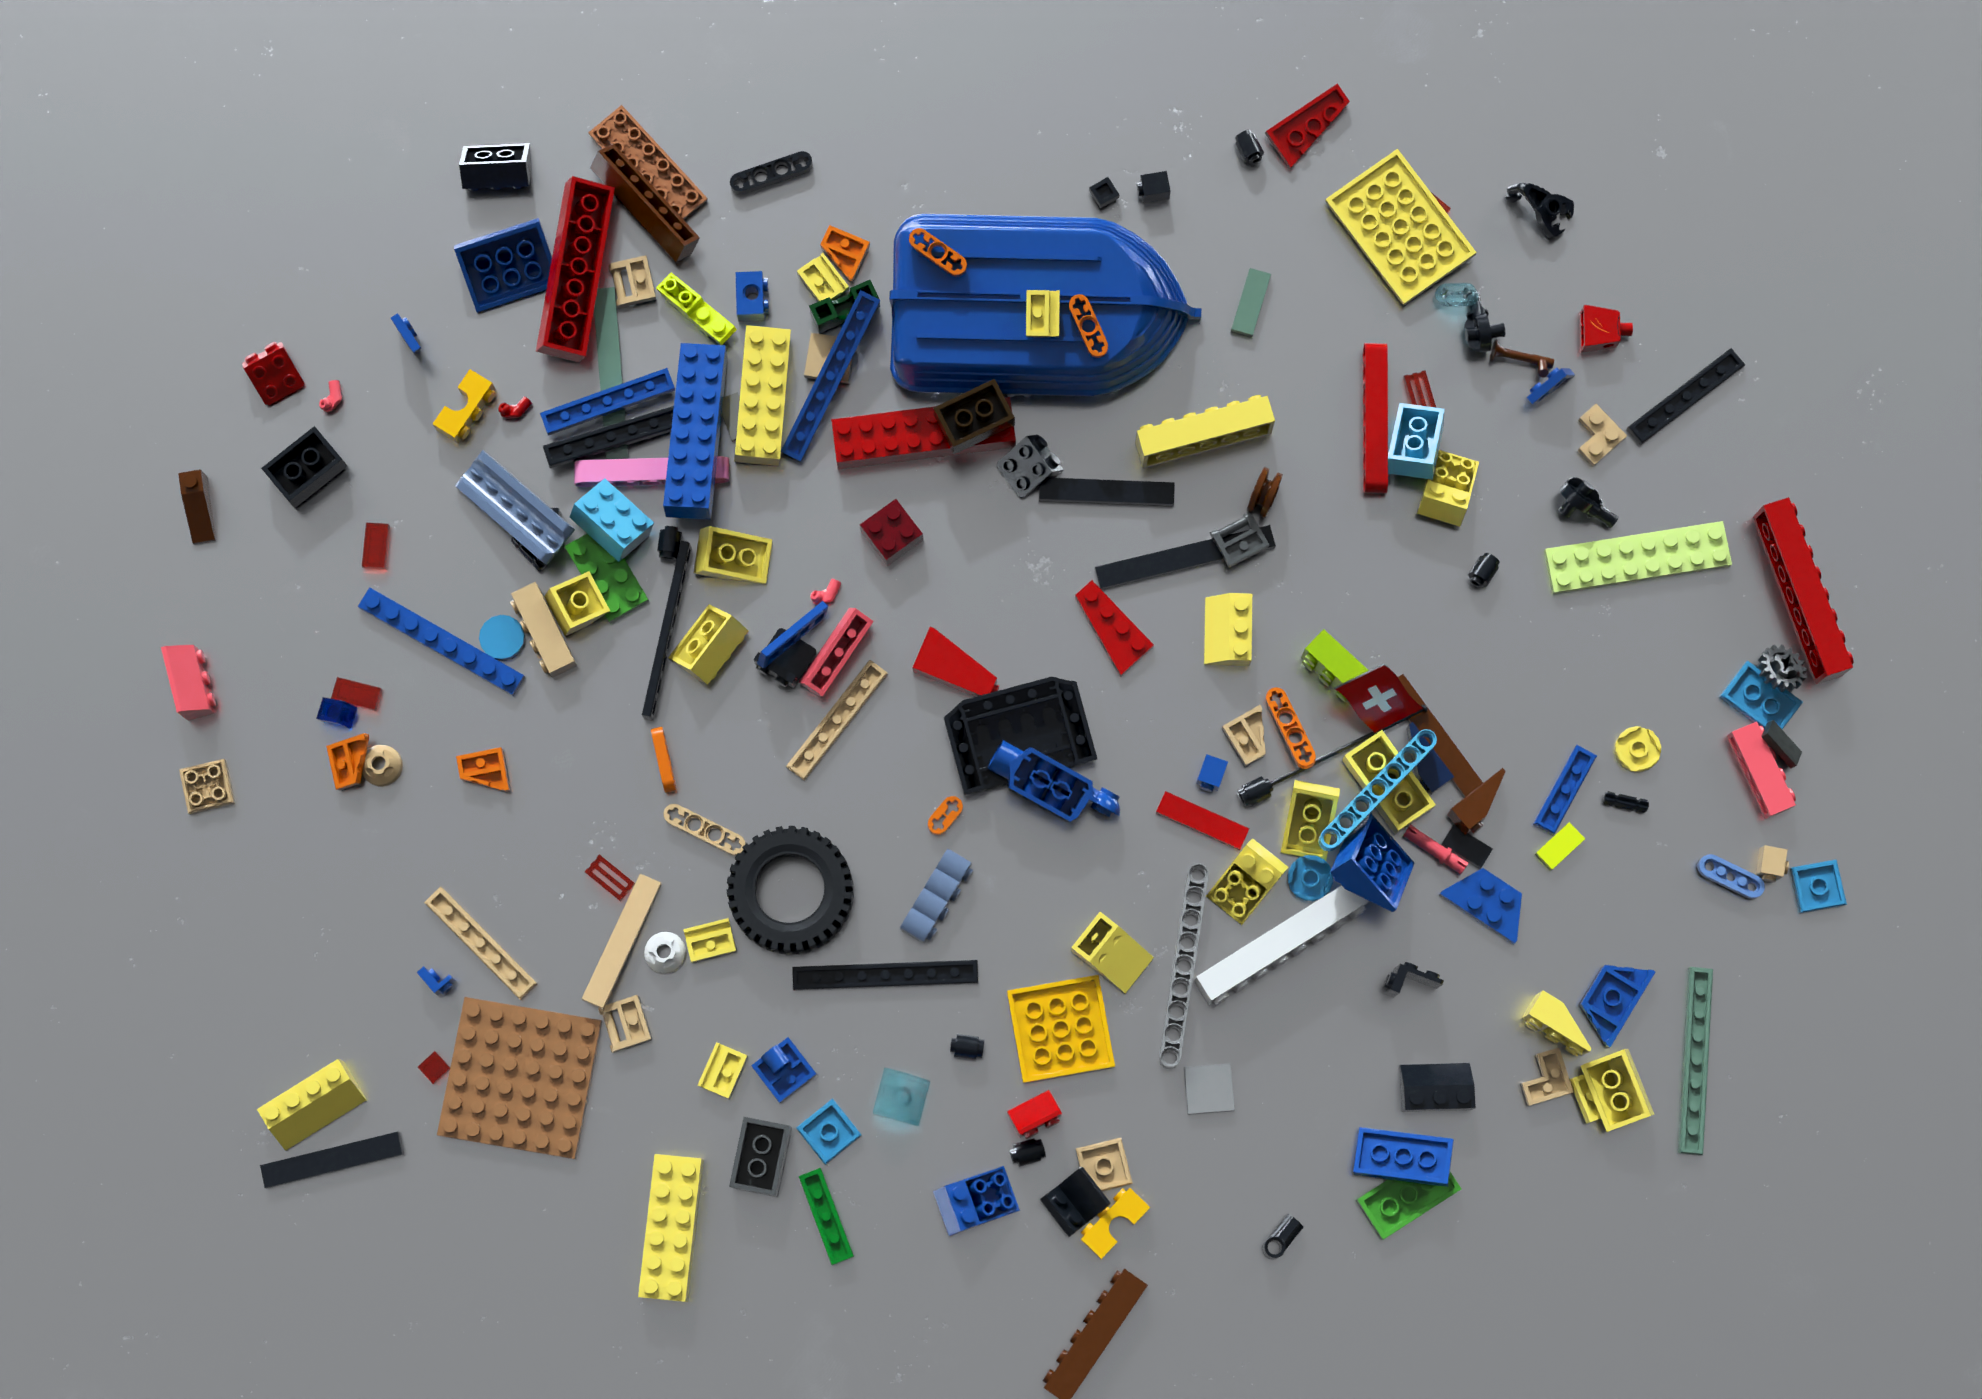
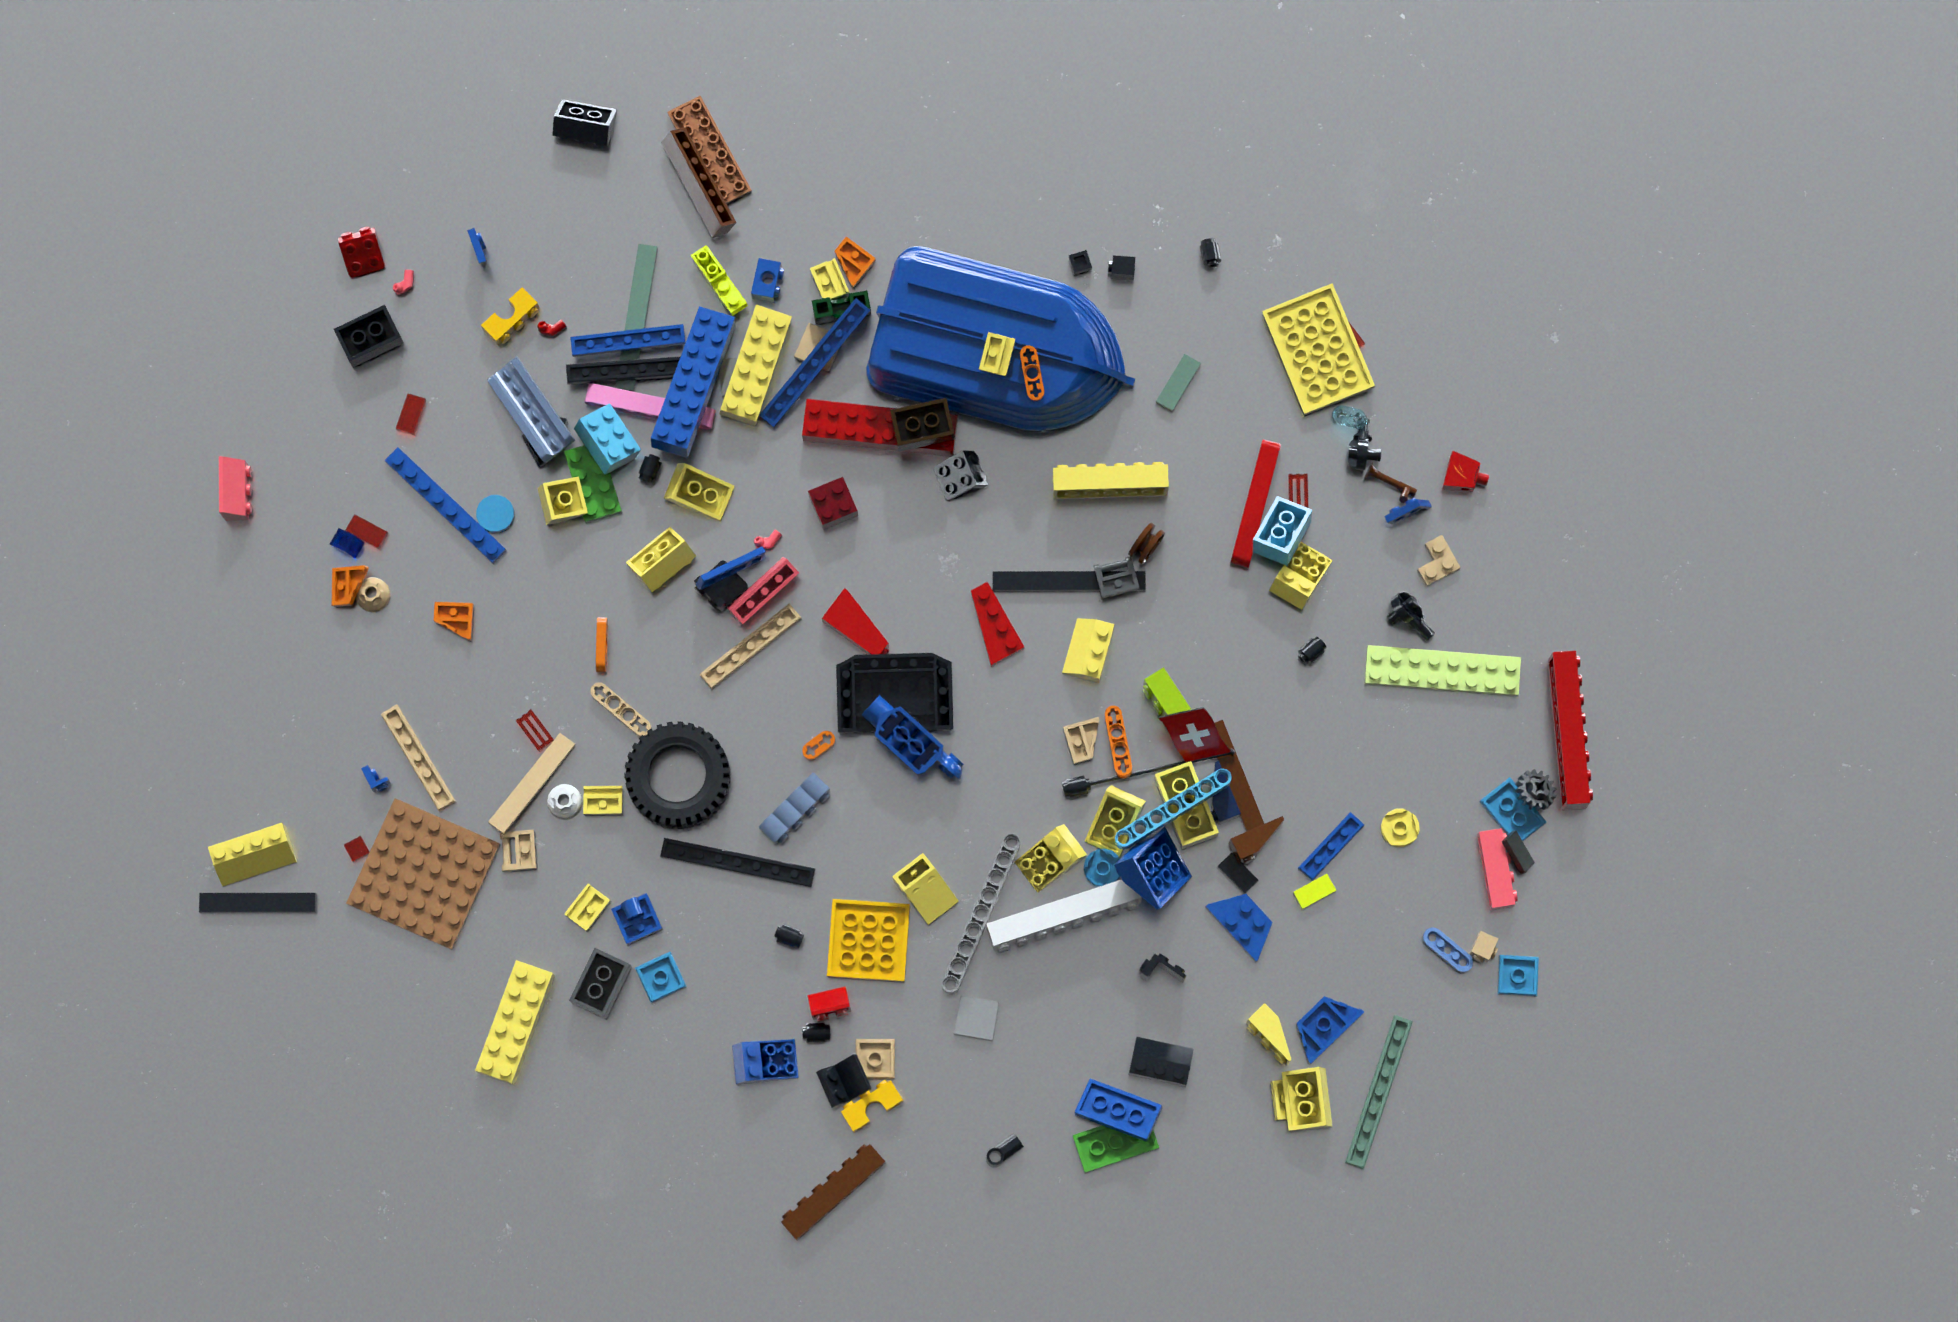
camera: 15 degrees right, 0 degrees up
(197, 505) = (274, 347): reddish brown slope -> none
(206, 786) = (228, 578): tan tile -> none
(505, 264) = (573, 207): blue slope -> none
(543, 629) = (530, 515): tan brick -> none
(575, 269) = (628, 224): red brick -> none
(639, 279) = (678, 245): tan plate -> none
(666, 631) = (630, 540): black tile -> none
(772, 177) = (809, 178): black beam -> none
(826, 1216) = (641, 1044): green plate -> none
(901, 1097) = (725, 963): clear light blue slope -> none
(936, 242) = (918, 269): orange beam -> none
(1107, 491) = (1019, 511): black tile -> none
(1202, 820) = (1027, 800): red tile -> none
(1211, 773) = (1044, 763): blue brick -> none
(1300, 129) = (1259, 246): red wing -> none
(1435, 849) = (1211, 869): coral pin -> none
(1544, 204) = (1442, 359): black animal -> none
(1553, 1082) = (1257, 1081): tan plate -> none
(1626, 801) = (1378, 868): black axle -> none
(1686, 396) = (1519, 546): black tile -> none

